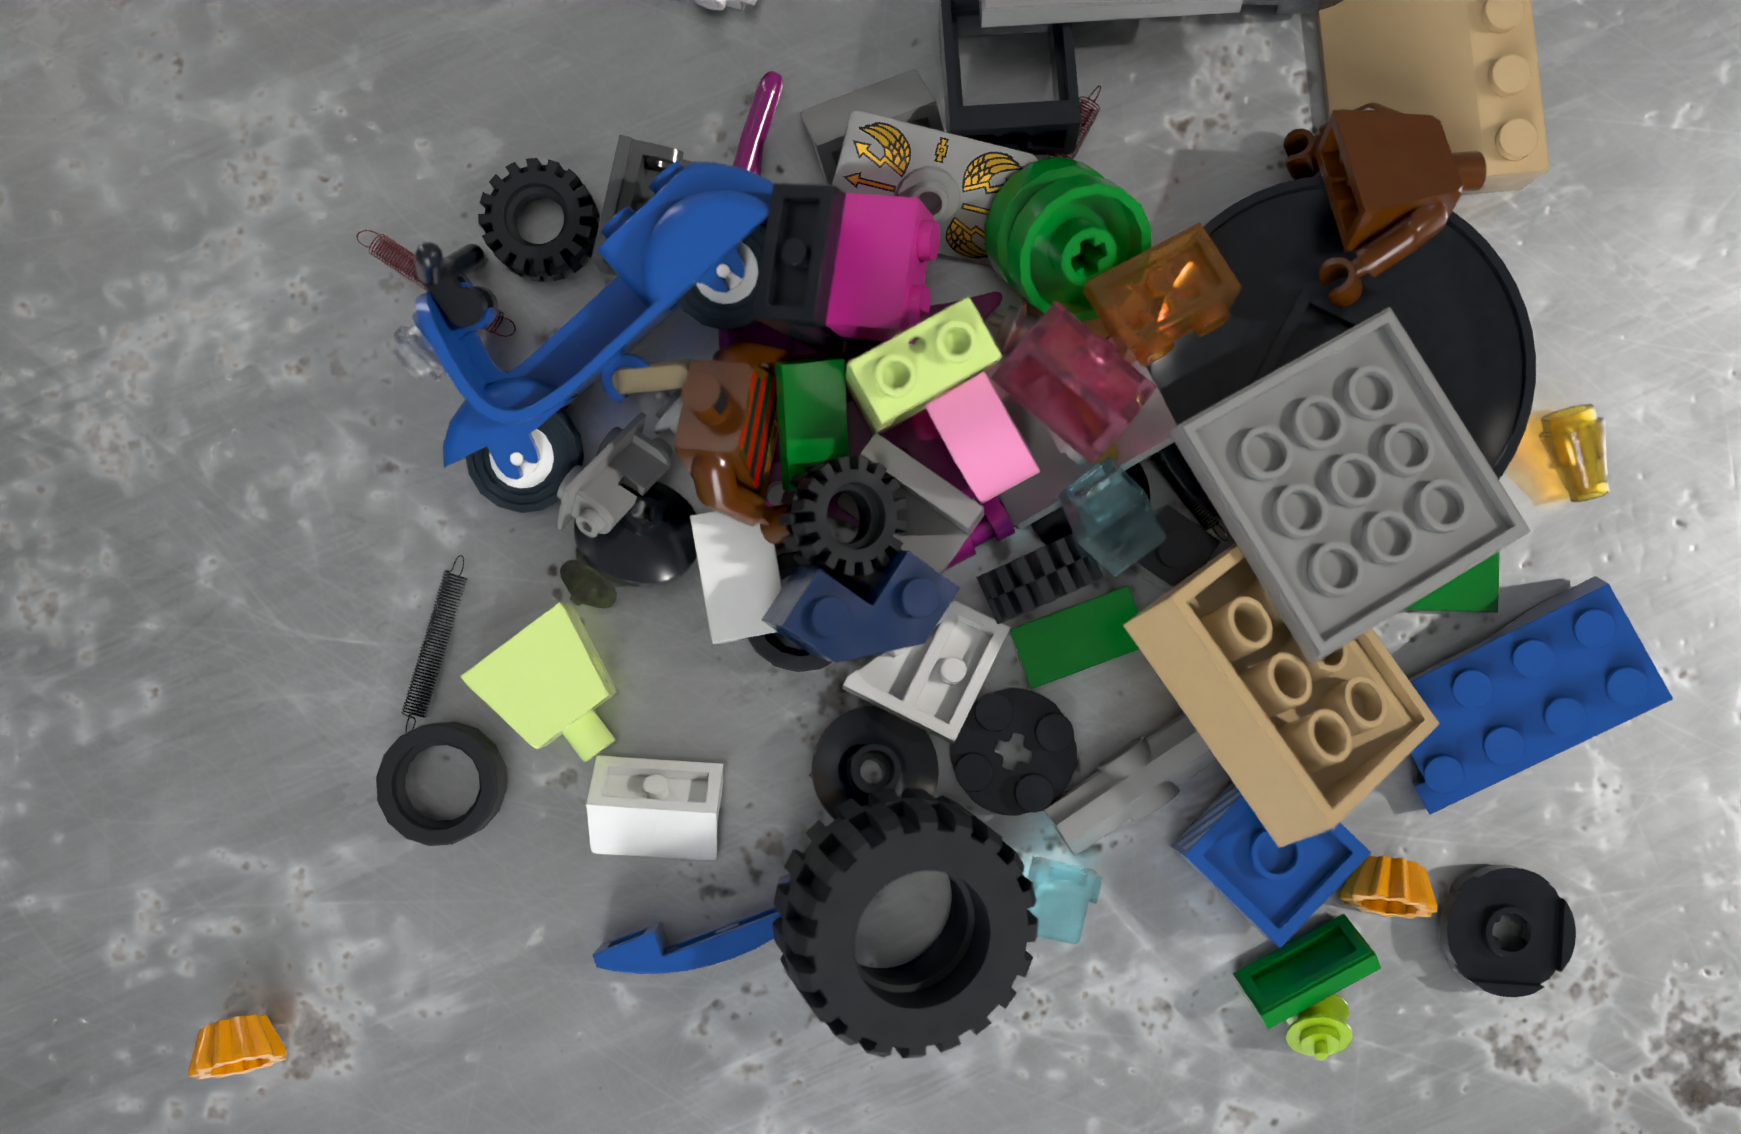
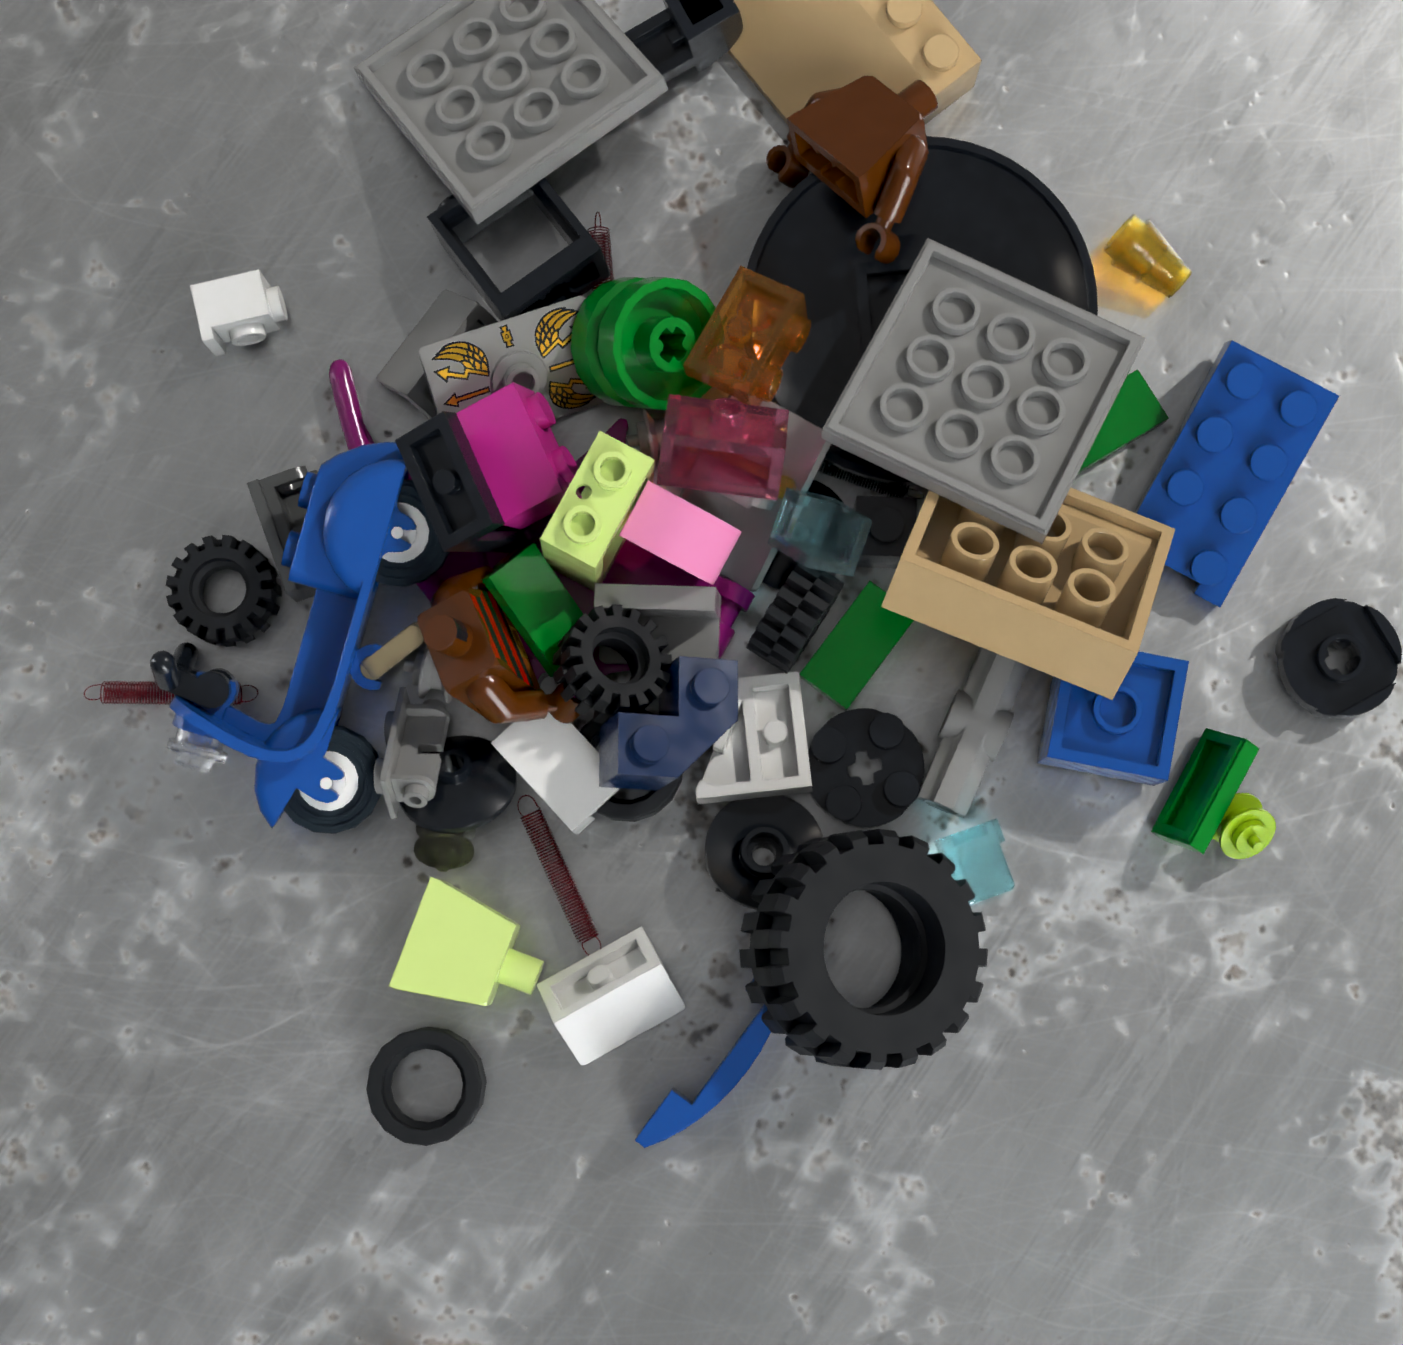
camera: 25 degrees left, 5 degrees down
(427, 632) = (362, 1016): black piece -> none
(673, 659) = (572, 885): none -> dark red piece
(1390, 888) = (1226, 684): light orange piece -> none

